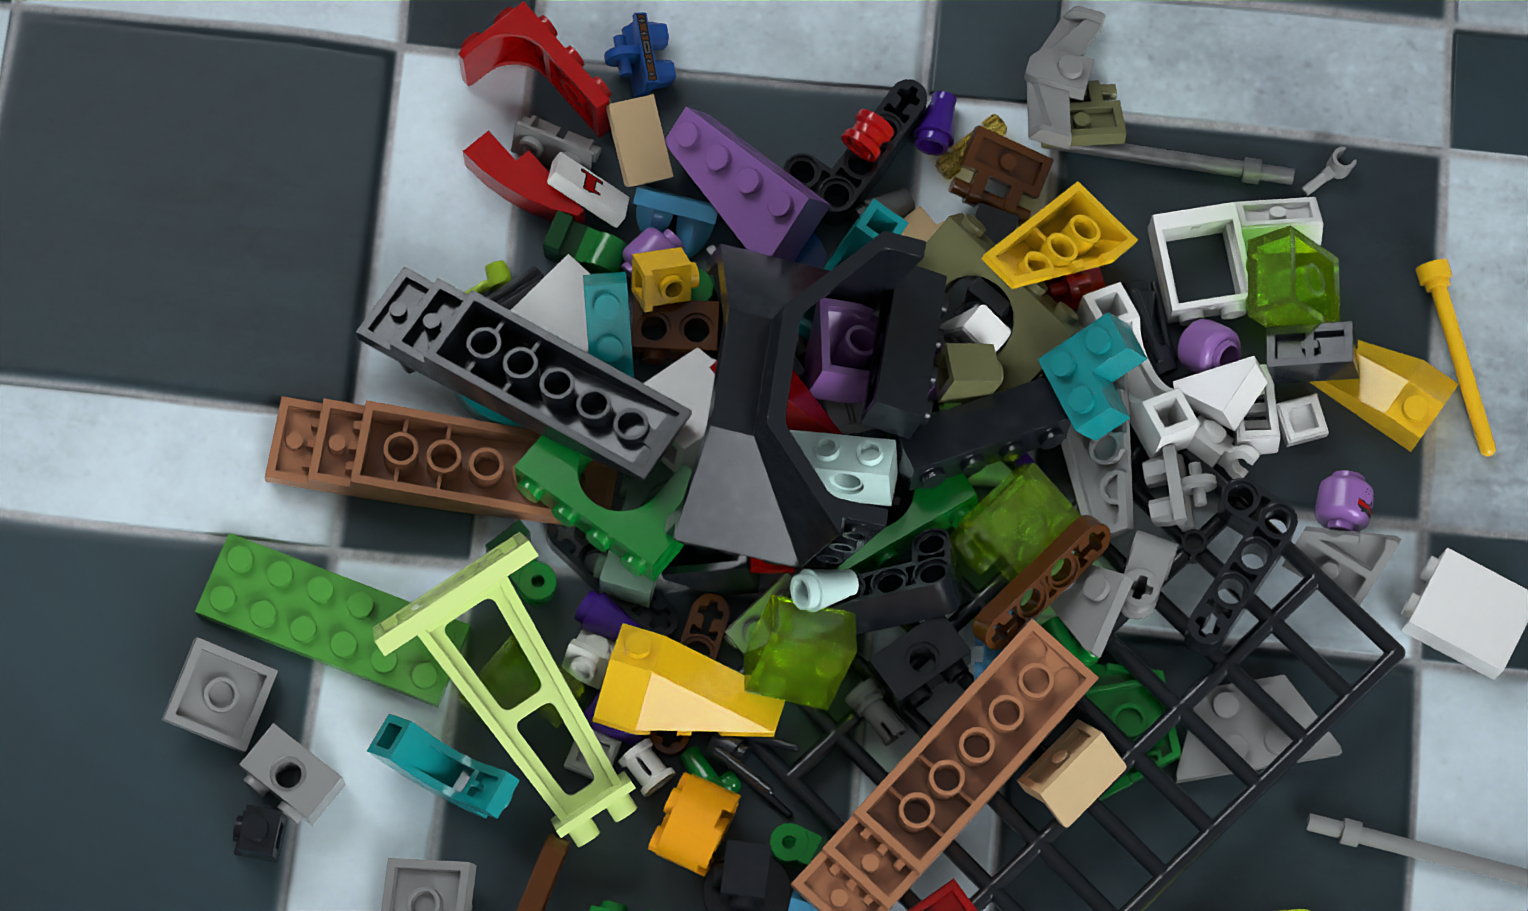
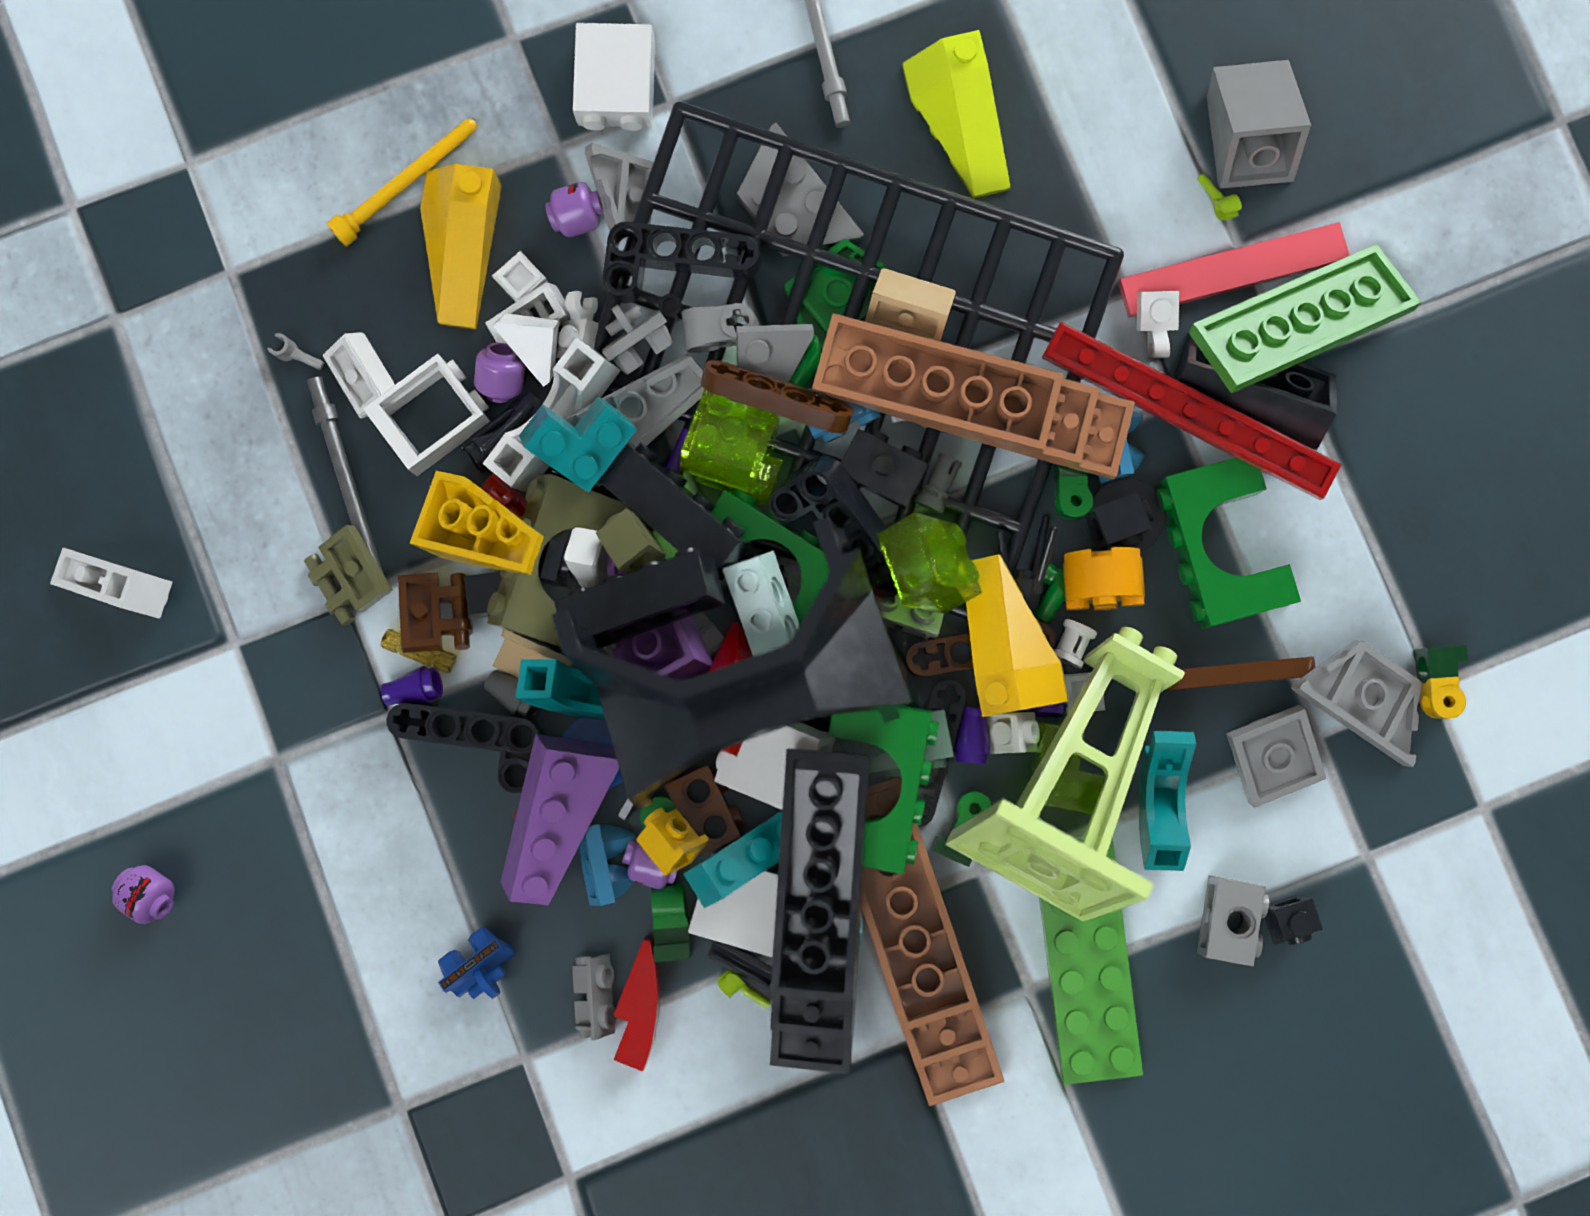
camera: 110 degrees left, 10 degrees up
(219, 695) = (1202, 1015): light grey hinge -> none
(531, 41) = (515, 1076): red bracket -> none
(588, 190) = (621, 946): white tile -> none
(639, 141) = (558, 925): tan panel -> none
(822, 587) = (882, 568): light aqua cone -> none
(867, 135) = (458, 734): red wheel -> none
(1060, 73) = (320, 606): light grey plate -> none
(1291, 280) = (414, 326): clear neon green brick -> none
(1312, 352) = (462, 285): black hinge -> none

